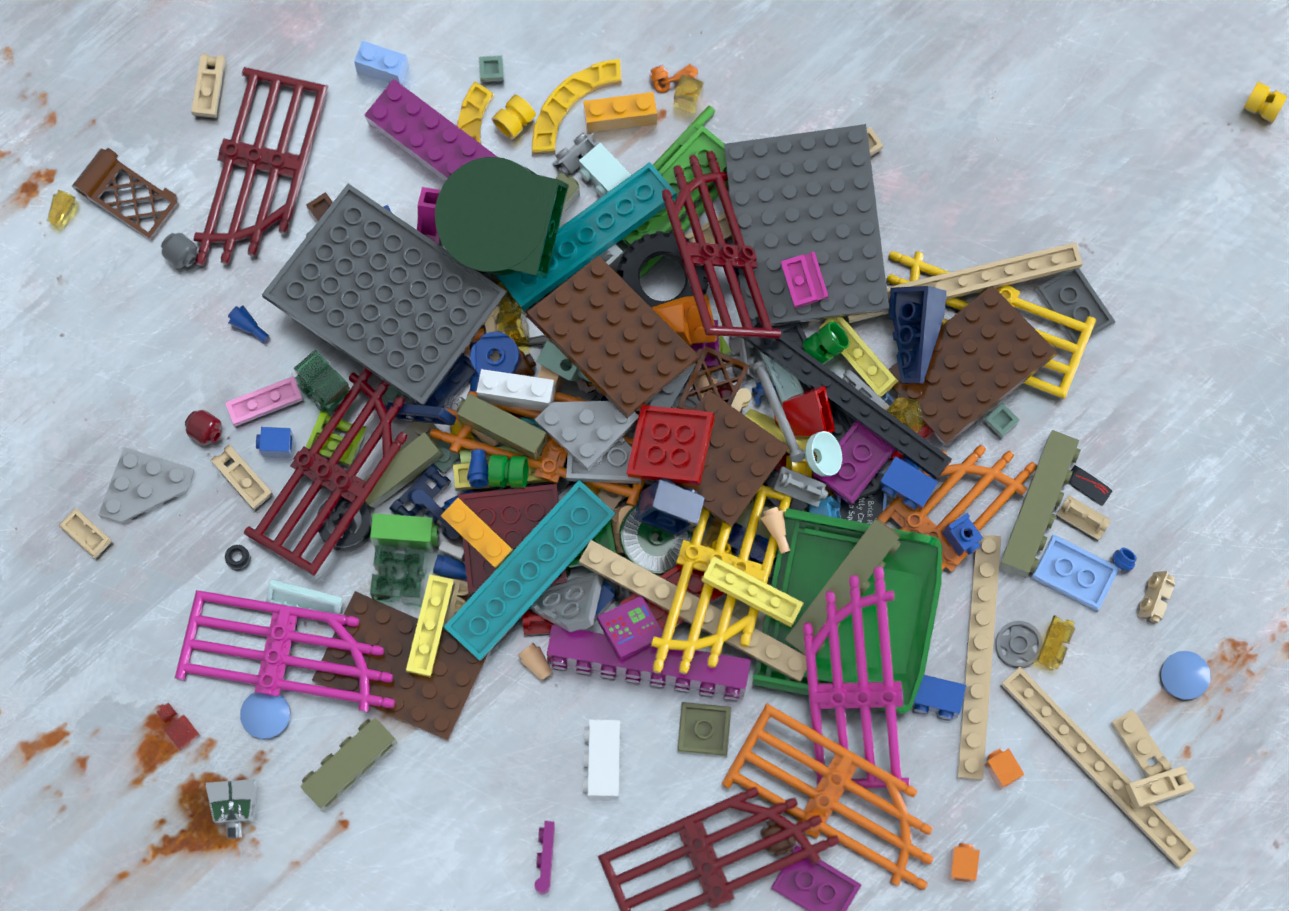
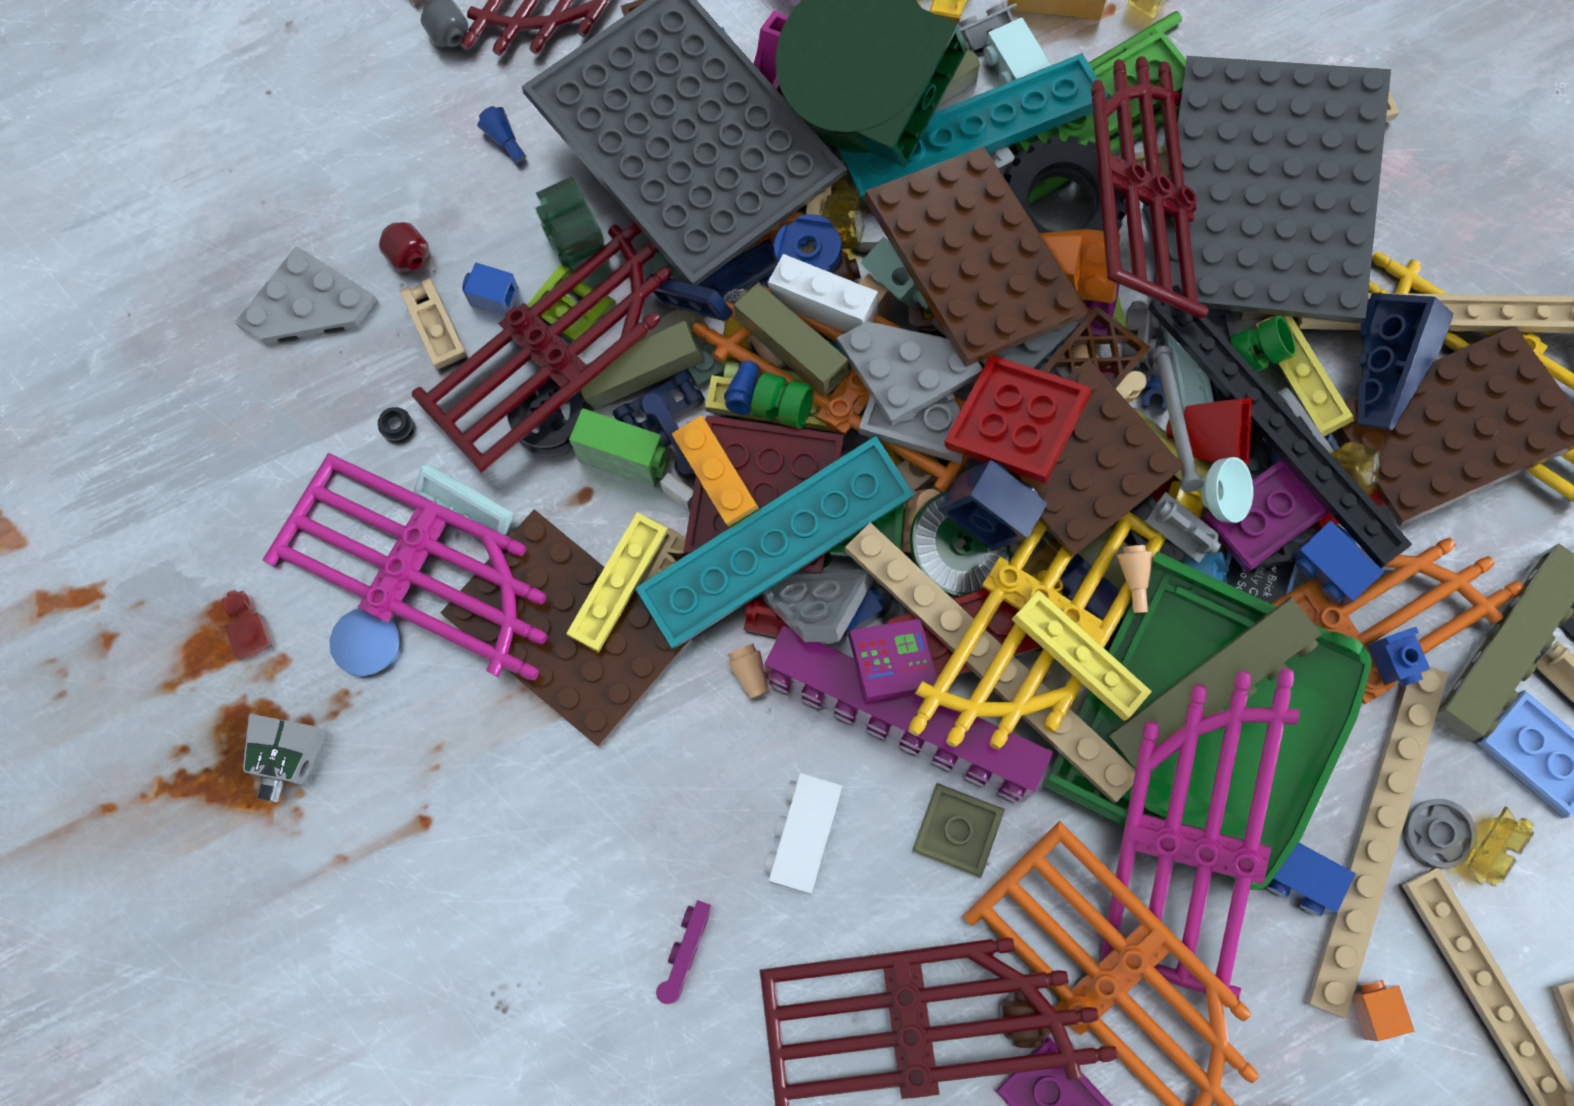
camera: 20 degrees right, 0 degrees up
(85, 533) = (210, 342): tan plate -> none
(263, 401) = (491, 234): bright pink plate -> none
(348, 764) = (451, 741): olive brick -> none
(388, 562) = (590, 483): clear green brick -> none
(449, 567) = (668, 511): blue cone -> none
(804, 279) = (1256, 251): dark pink plate -> none
(1002, 420) = (1484, 513): sand green plate -> none

